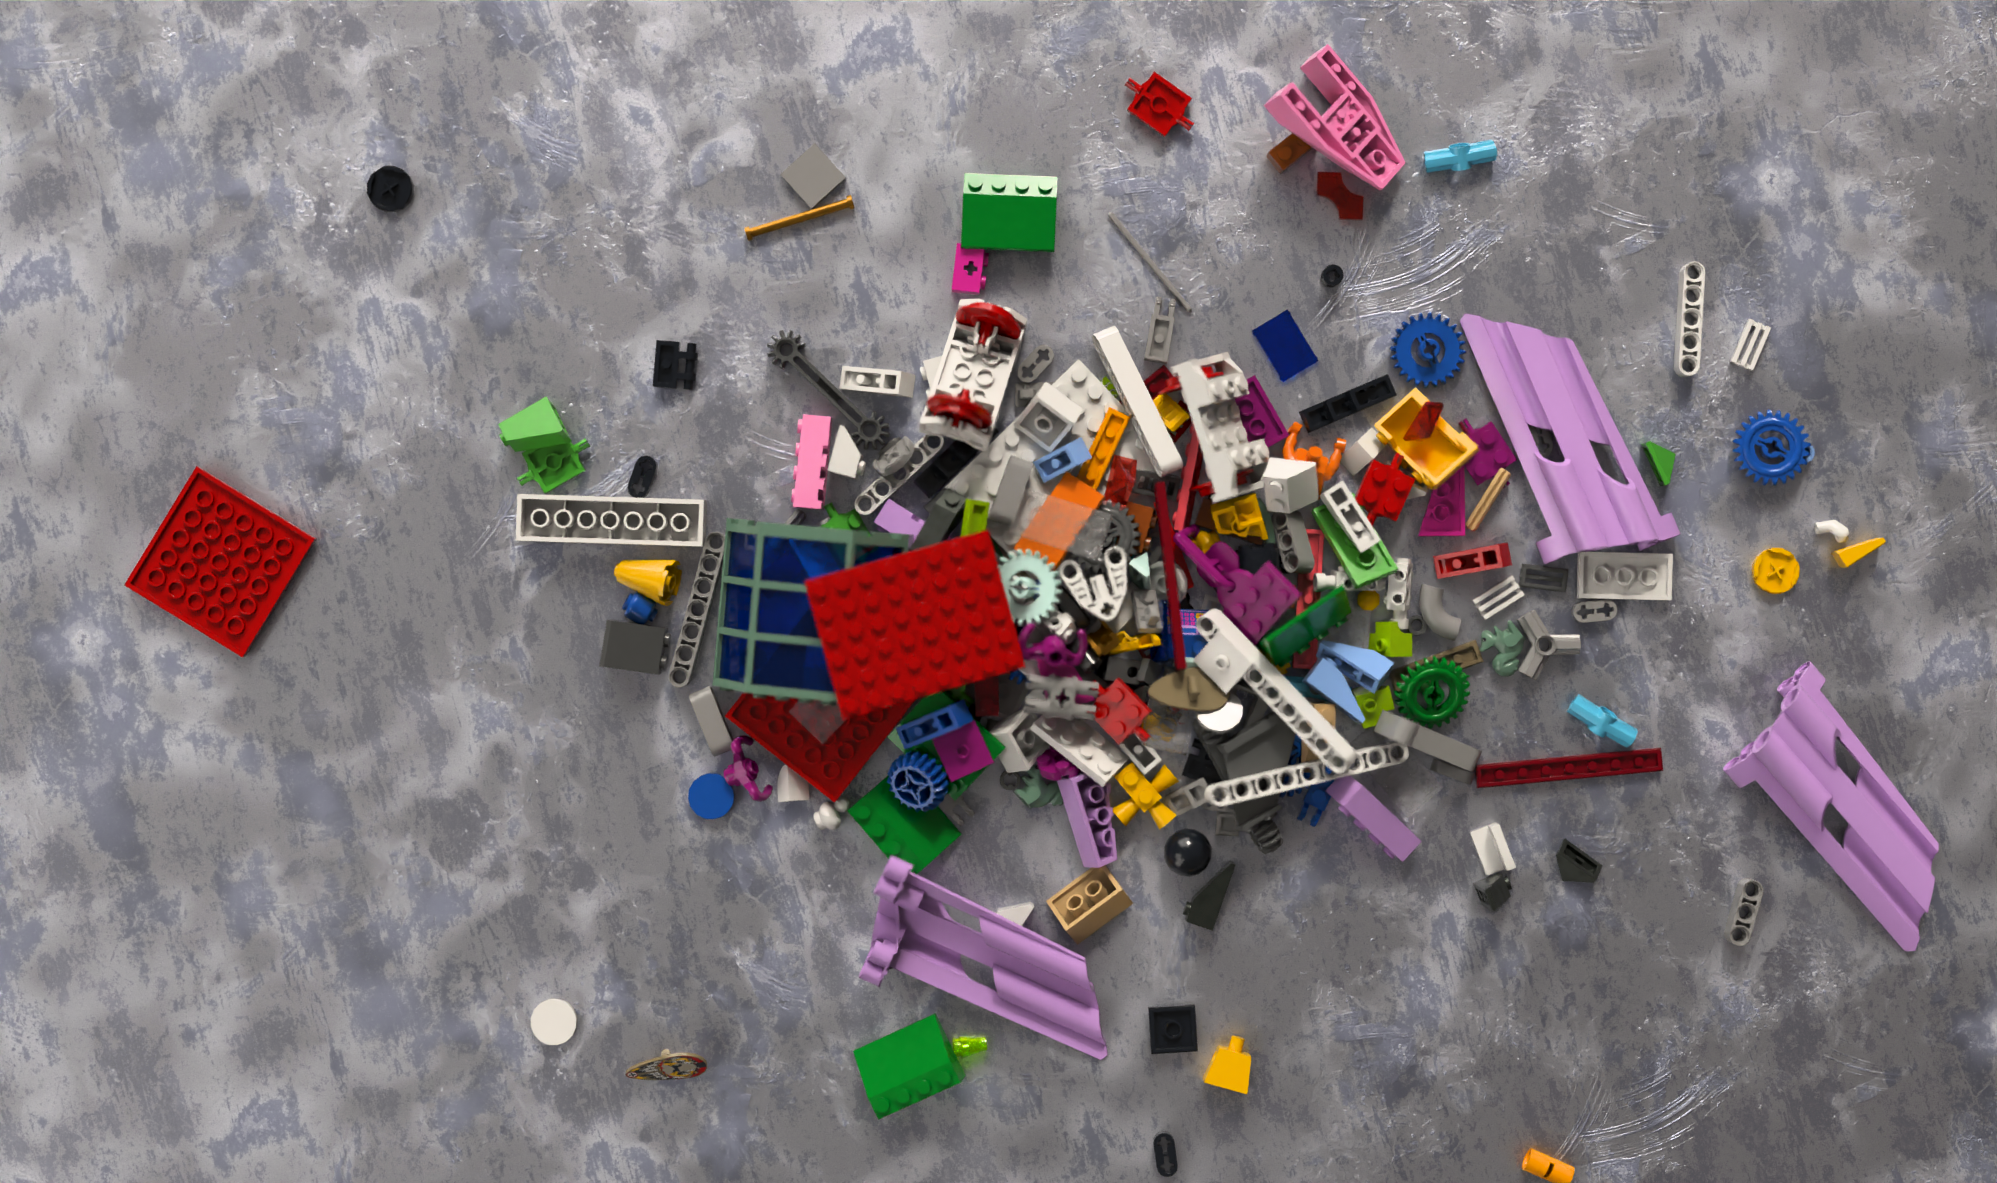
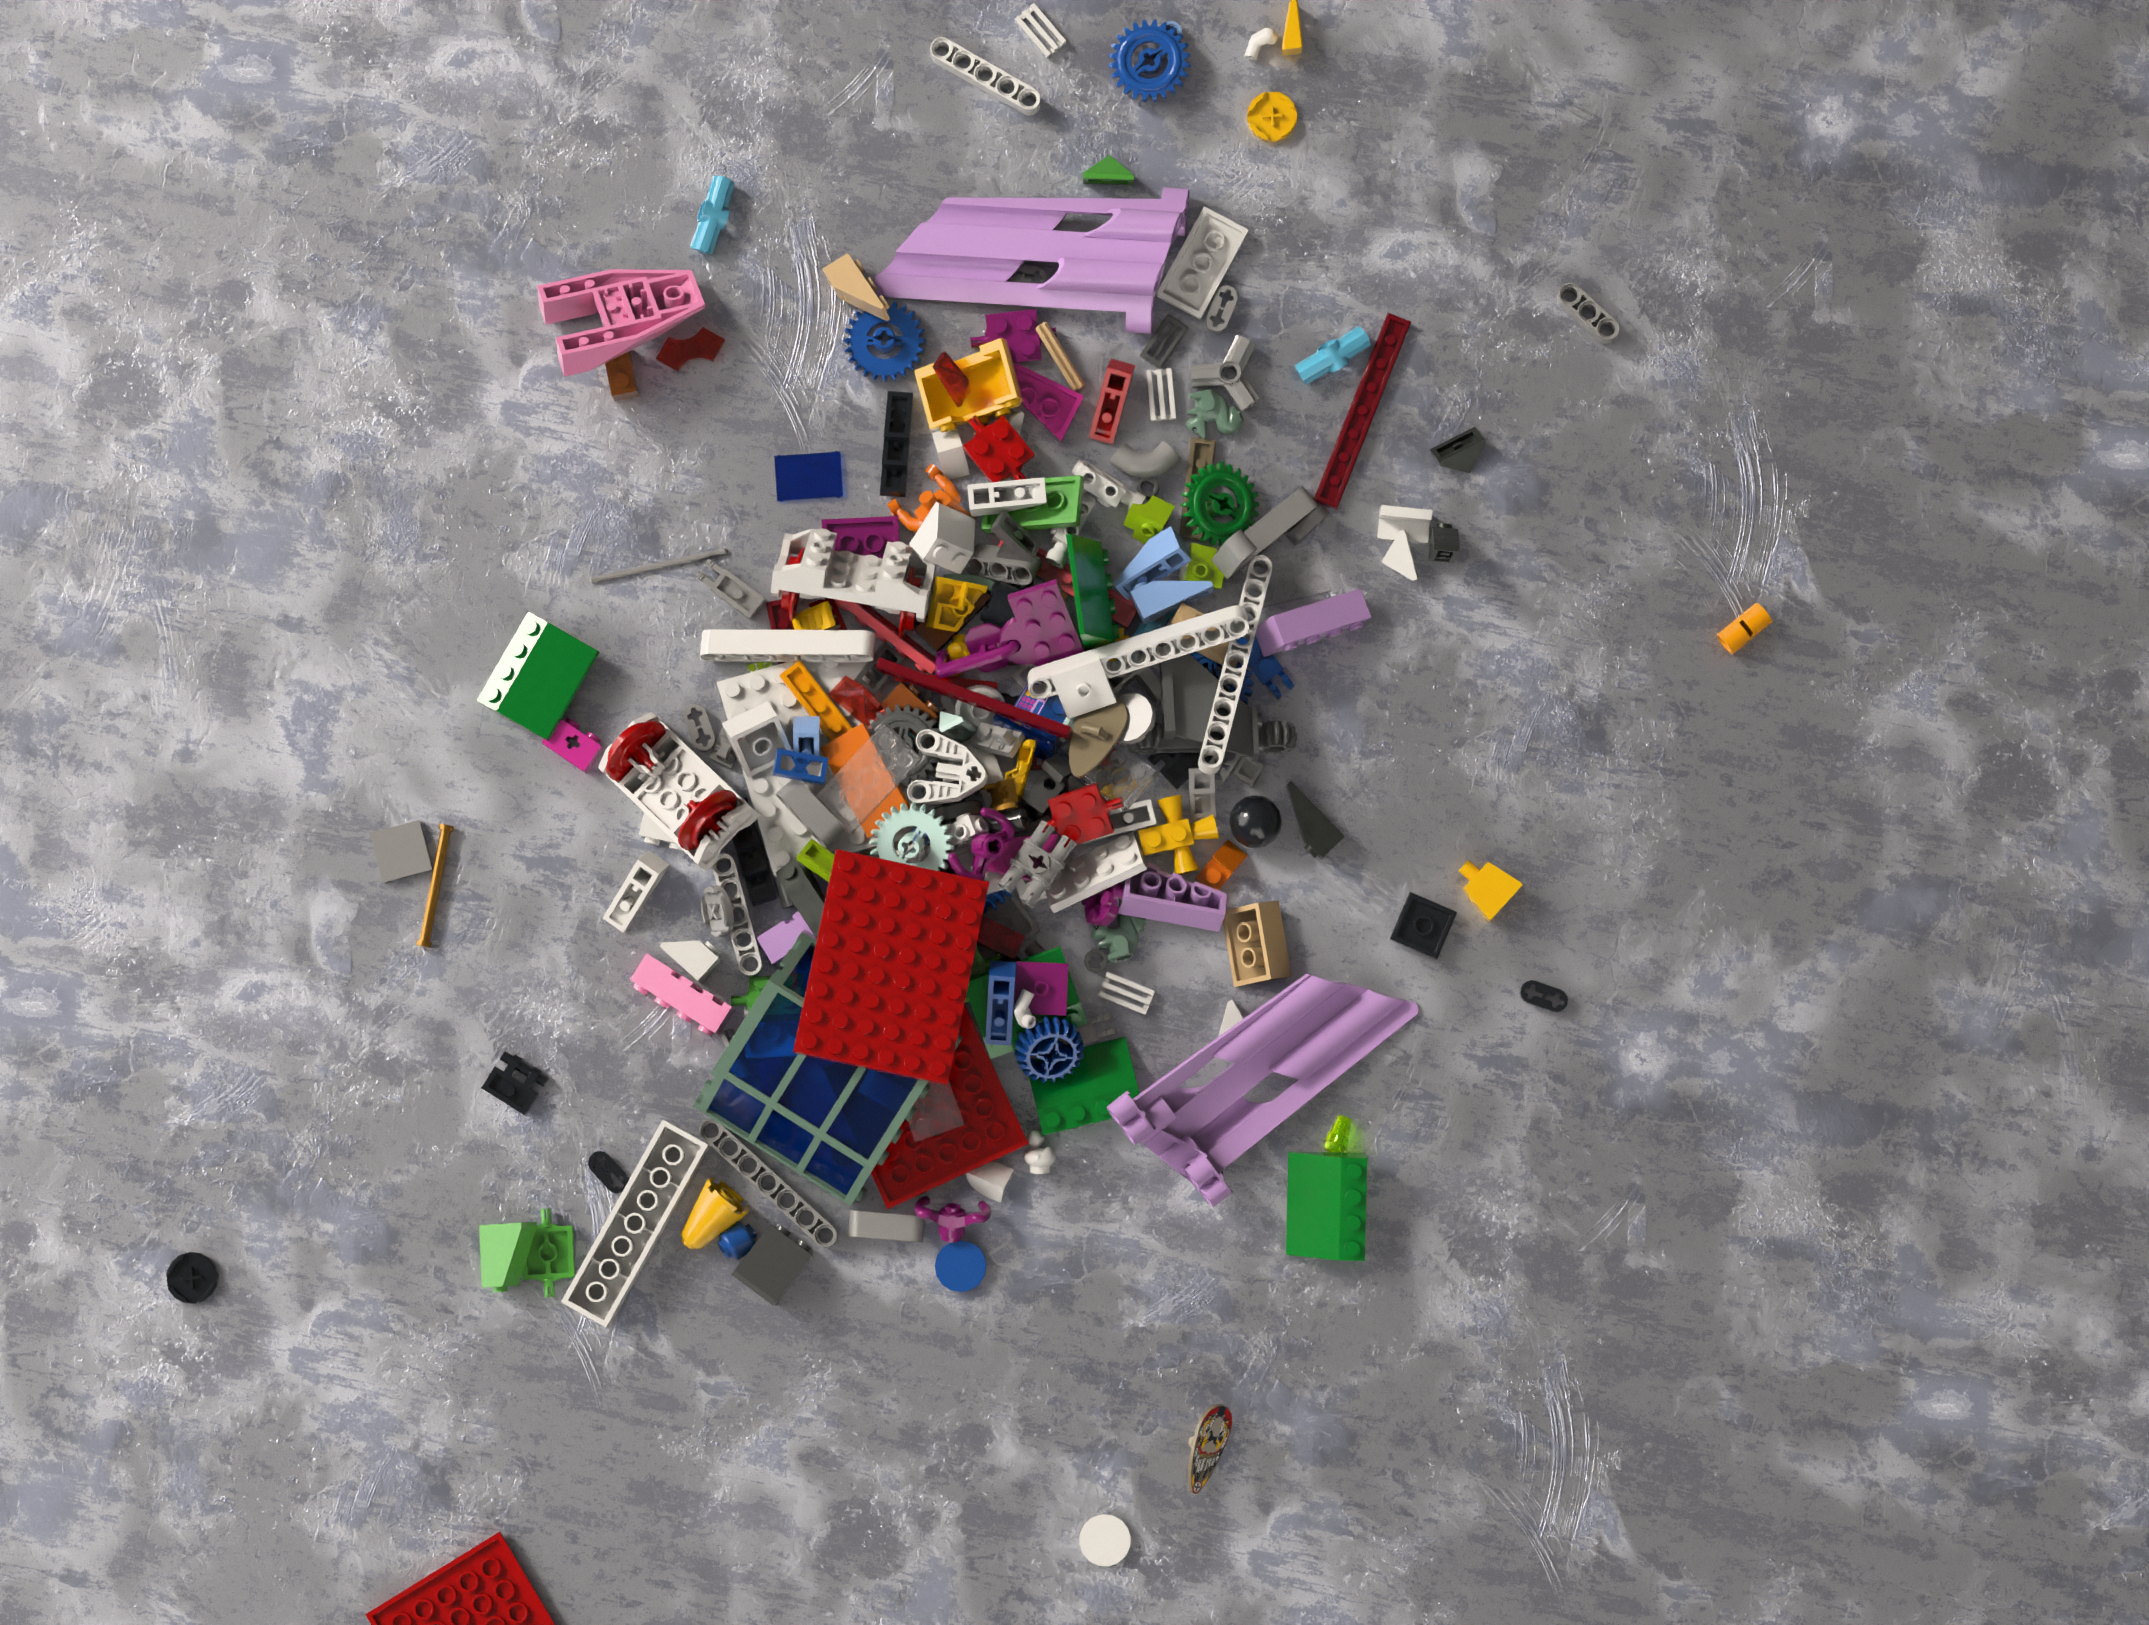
camera: 60 degrees left, 5 degrees down
(827, 389) = (618, 943): dark grey arm -> none
(935, 745) = (1022, 1011): none -> white arm
(998, 837) = (1102, 994): none -> white tile
(1020, 741) = (1063, 929): white slope -> none
(1042, 464) = (800, 766): none -> blue piece
(1138, 842) = (1221, 866): none -> orange slope
(1159, 104) = (509, 478): red plate -> none
(1317, 543) = (1016, 540): none -> flat silver slope
(1338, 273) = (764, 388): black bush -> none
(1368, 600) = (1098, 521): yellow tile -> none
(1458, 301) = (852, 287): none -> tan slope
(1464, 859) = (1400, 556): none -> white slope
(1885, 844) = (1587, 143): lavender panel -> none

